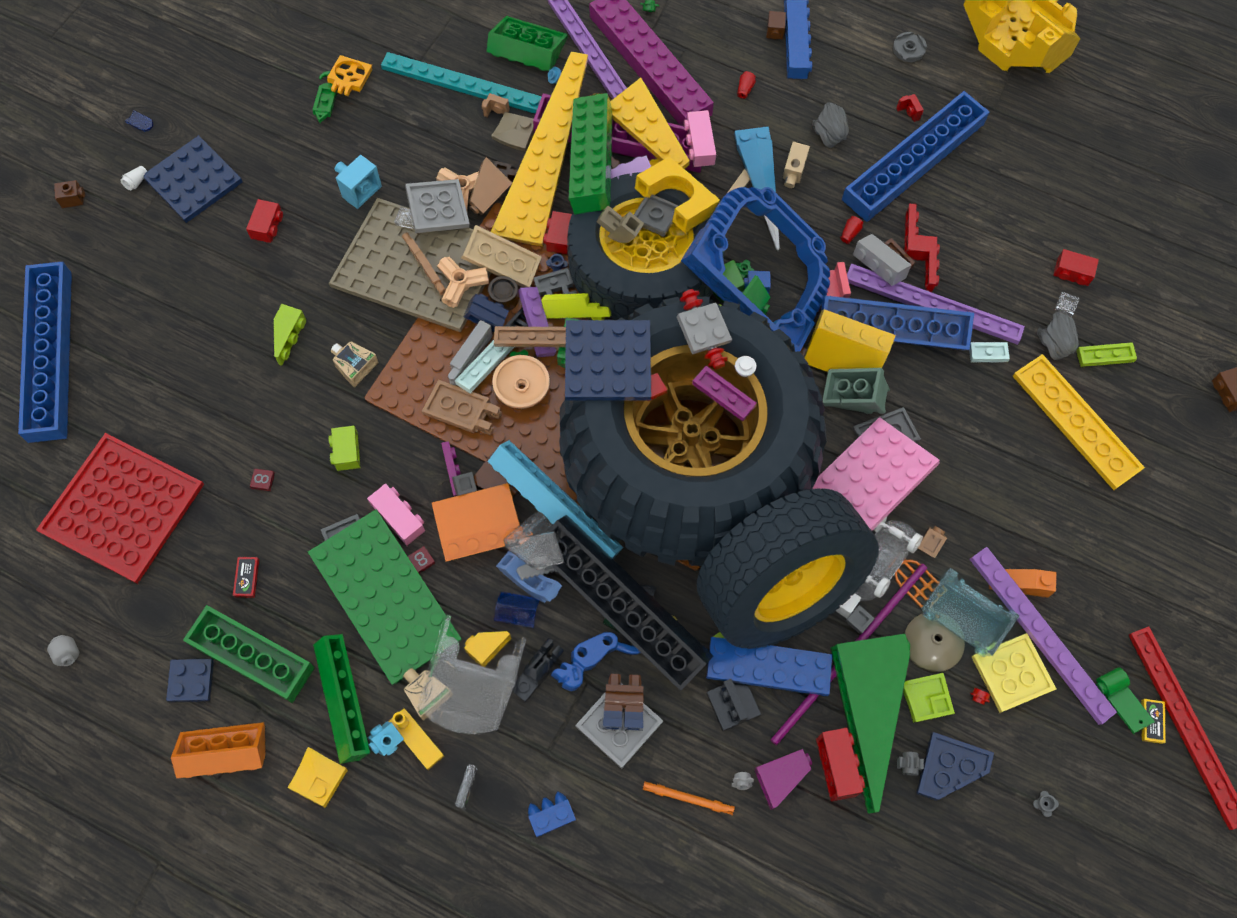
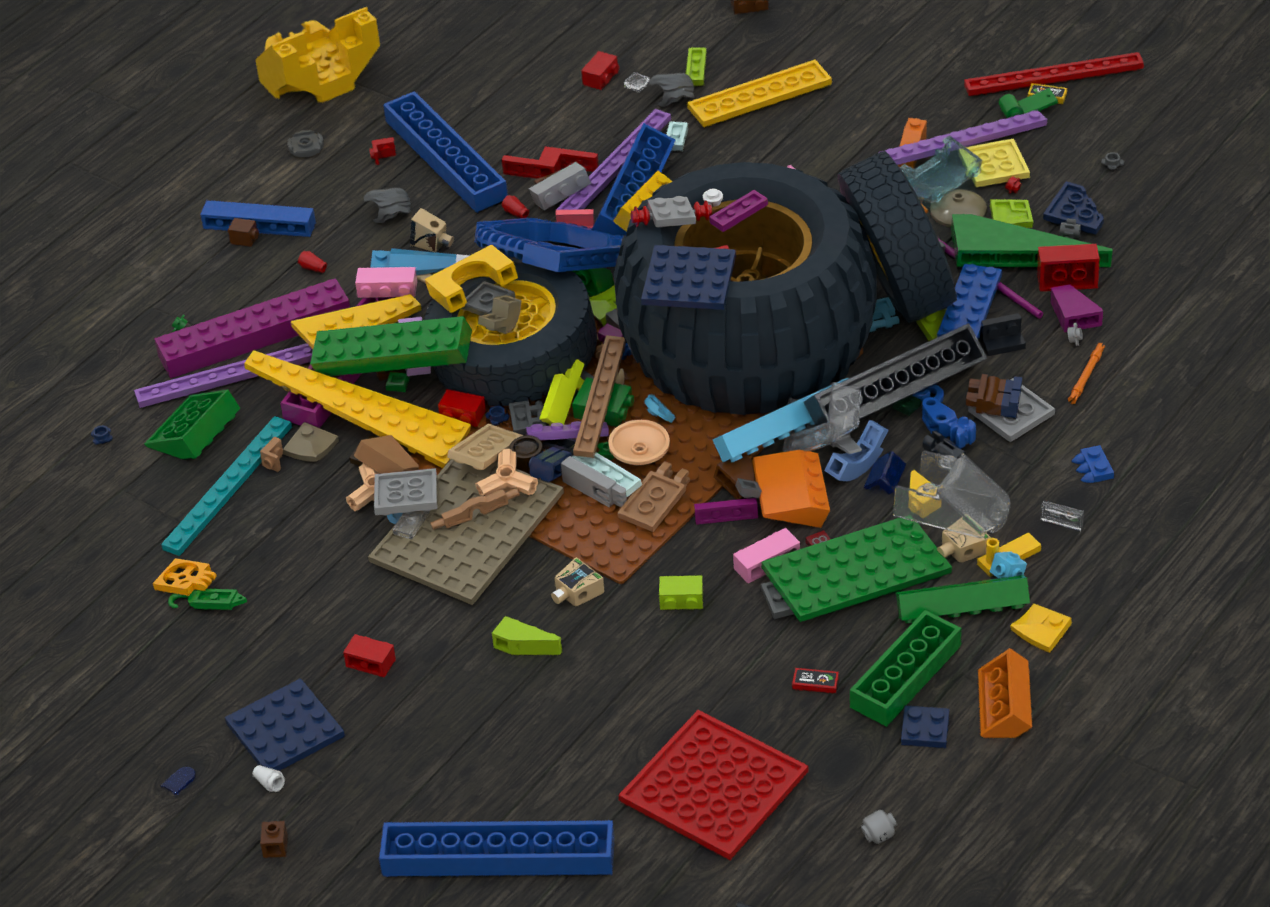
camera: 75 degrees left, 25 degrees down
(262, 479) = (703, 666): dark red tile -> none
(357, 180) = (345, 565): medium azure brick -> none
(554, 75) = (247, 406): dark azure plate -> none

